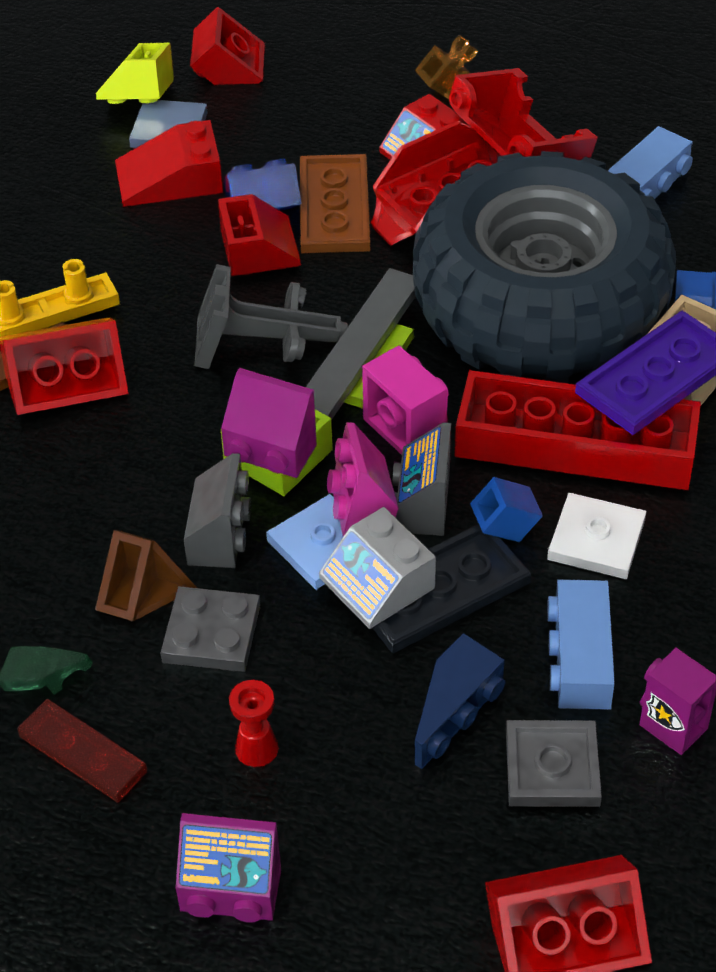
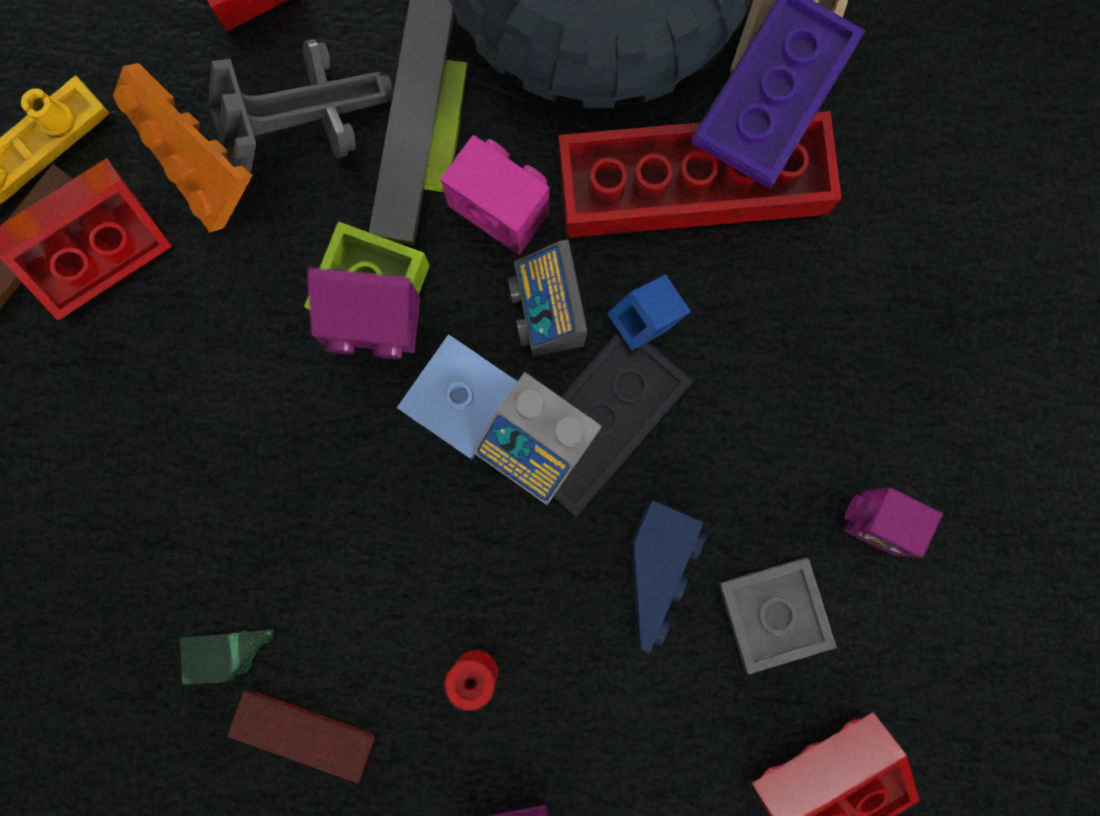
camera: 20 degrees left, 35 degrees up
(138, 577) = (282, 518): reddish brown slope -> none
(170, 333) = (188, 158): none -> orange wing
(211, 629) = (379, 546): flat silver plate -> none
(217, 515) = (338, 411): dark grey slope -> none
(359, 479) = (486, 333): dark pink slope -> none
(581, 644) = (770, 462): medium blue brick -> none
(597, 535) = (747, 305): white plate -> none

